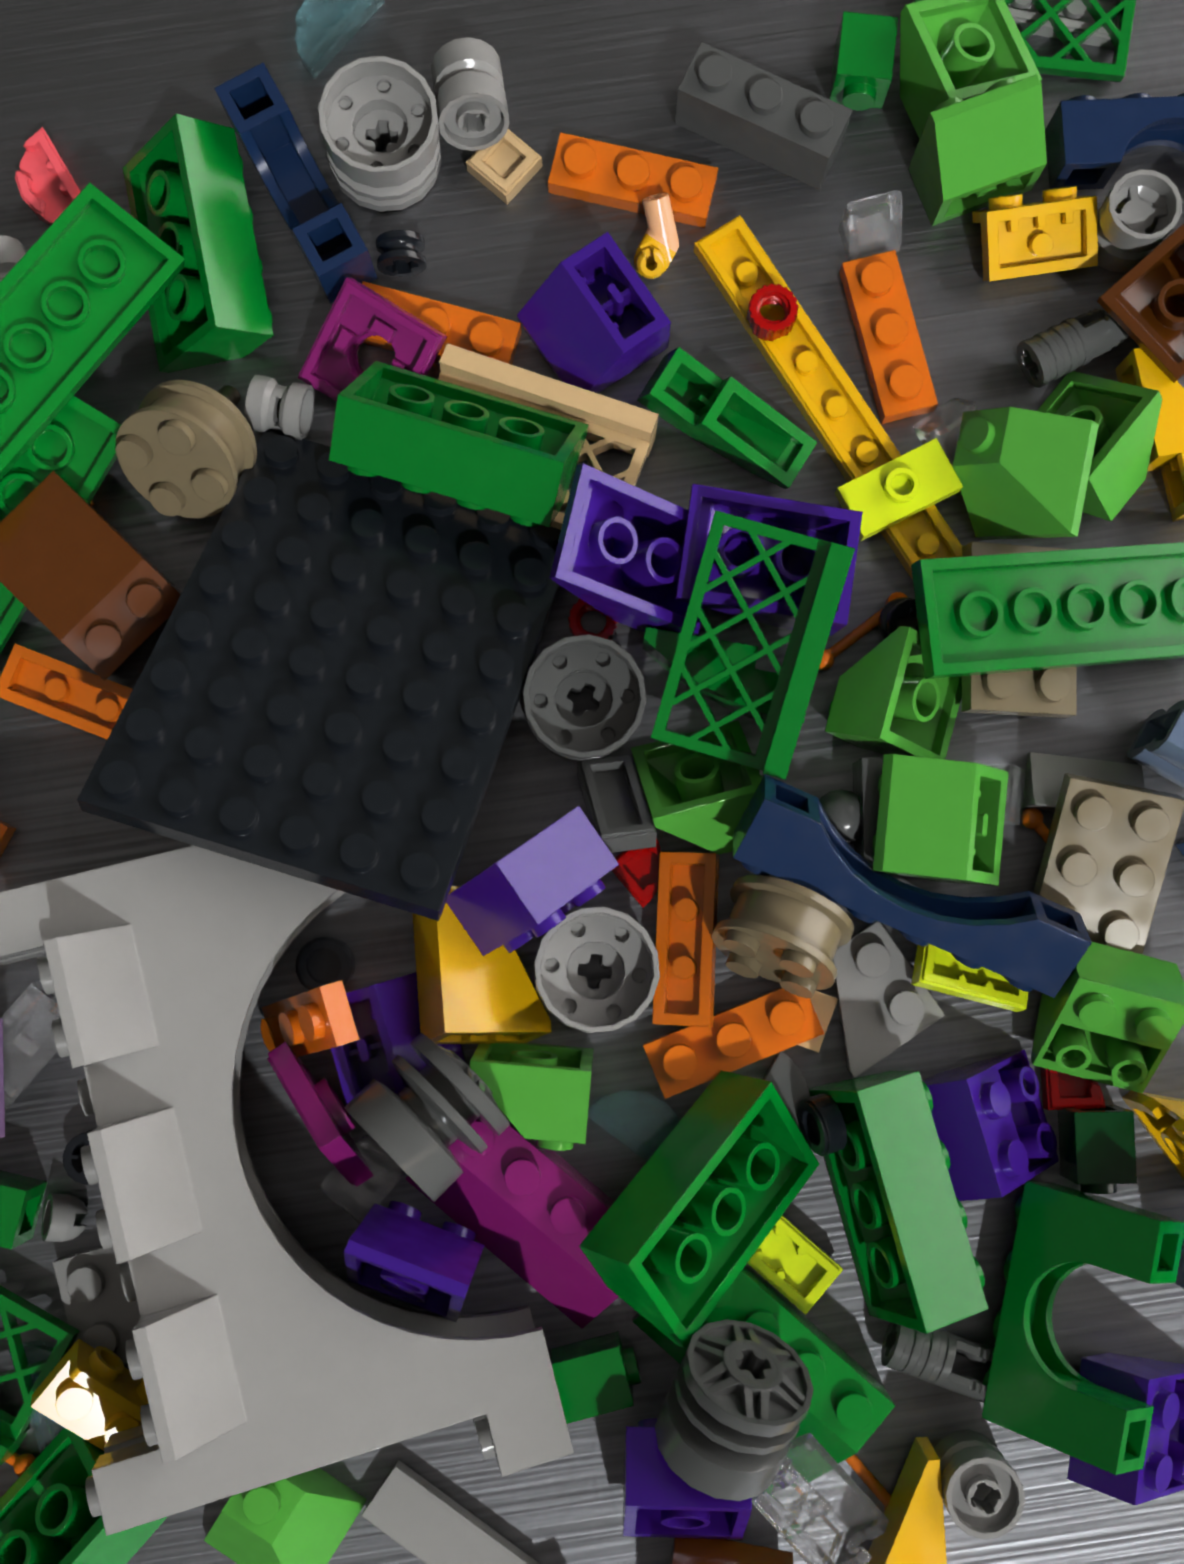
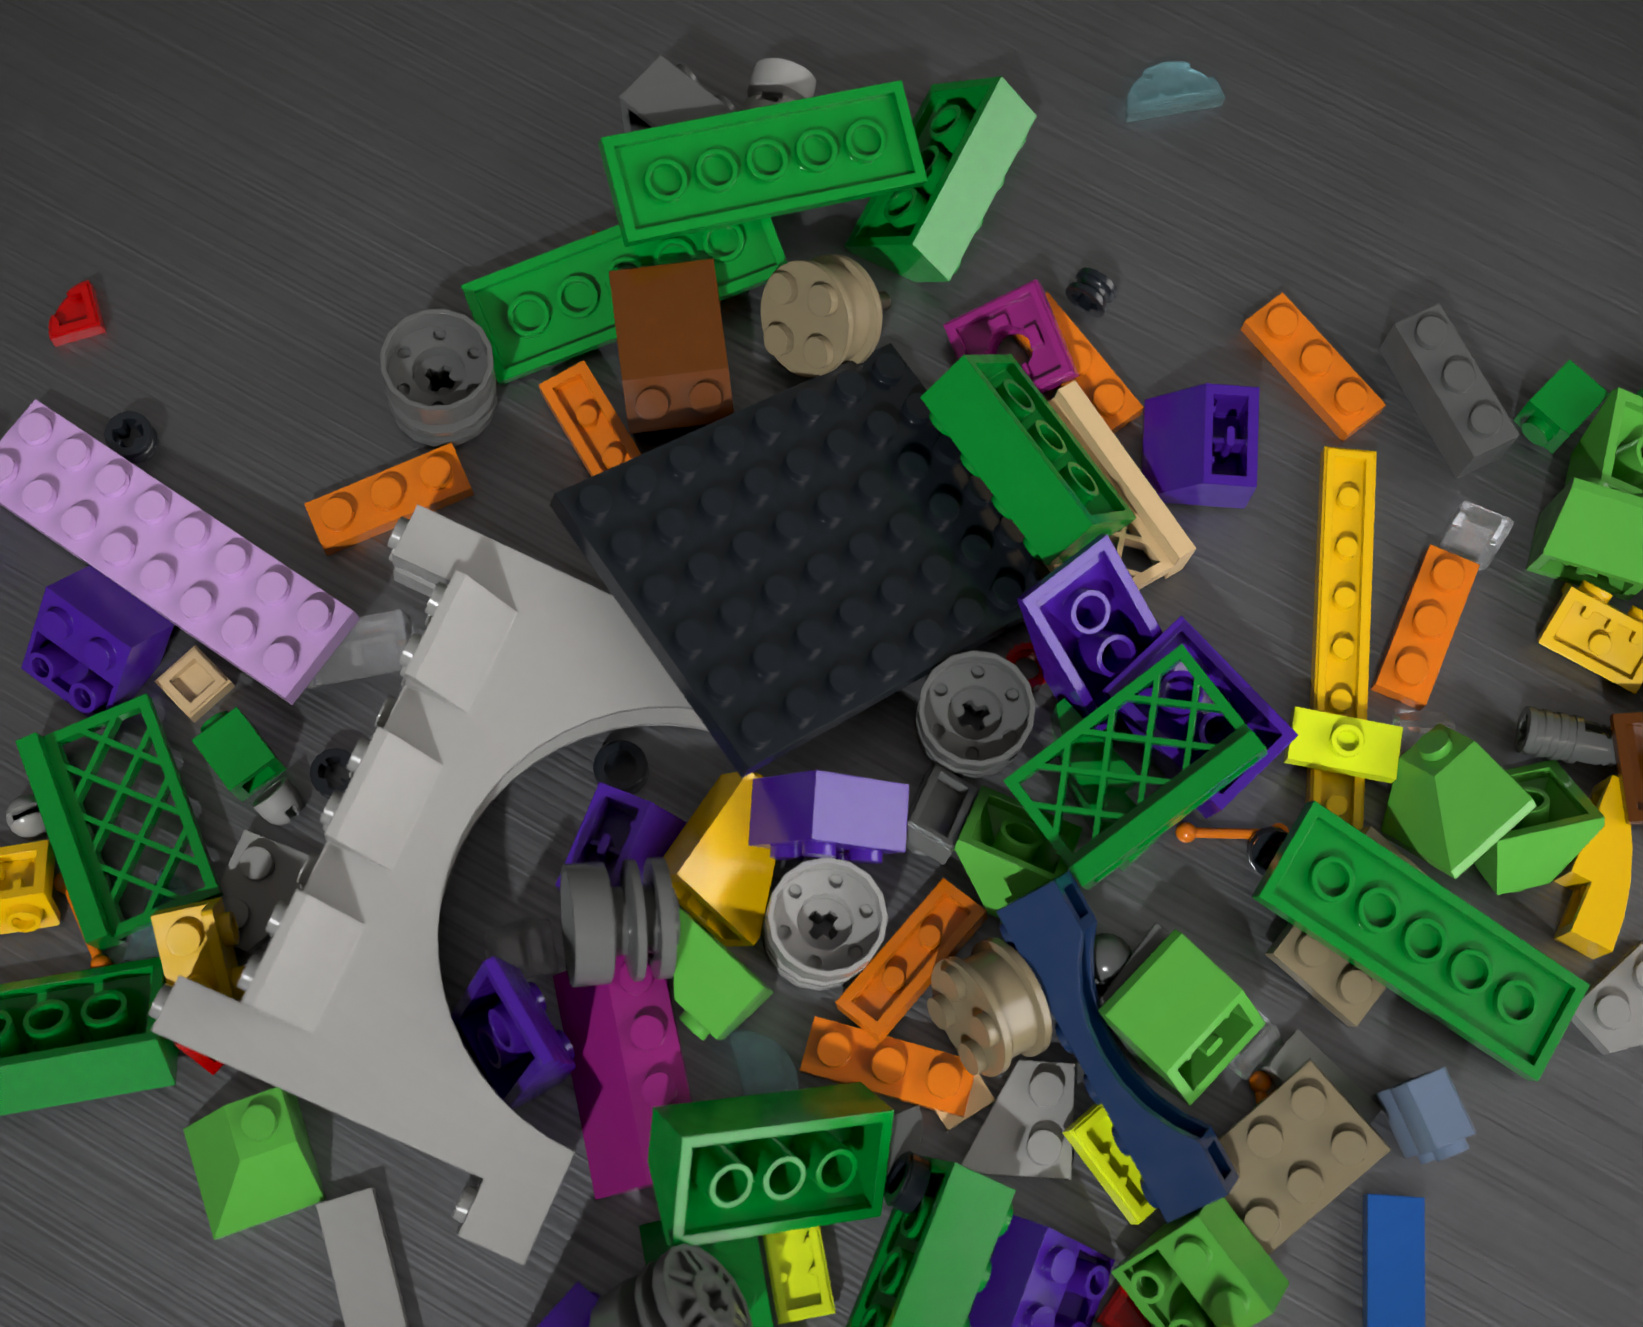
camera: 30 degrees right, 10 degrees down
(45, 179) = (869, 53): coral tile -> none
(279, 406) = (913, 336): light grey wheel -> none
(295, 181) = (1052, 185): dark blue arch -> none
(310, 1020) = (580, 791): orange plate -> none
(321, 1113) = (538, 868): magenta piece -> none
(377, 105) = (1149, 172): light grey wheel -> none
(469, 94) = (1232, 216): light grey wheel -> none
(505, 166) = (1222, 284): tan tile -> none
(595, 1376) = (578, 1240): green brick -> none
(639, 872) = (915, 880): red tile -> none
(659, 240) = (1300, 424): arm -> none
(726, 418) = (1249, 594): green slope -> none
(774, 295) = (1351, 525): red axle -> none
(891, 706) = (1211, 903): bright green slope -> none

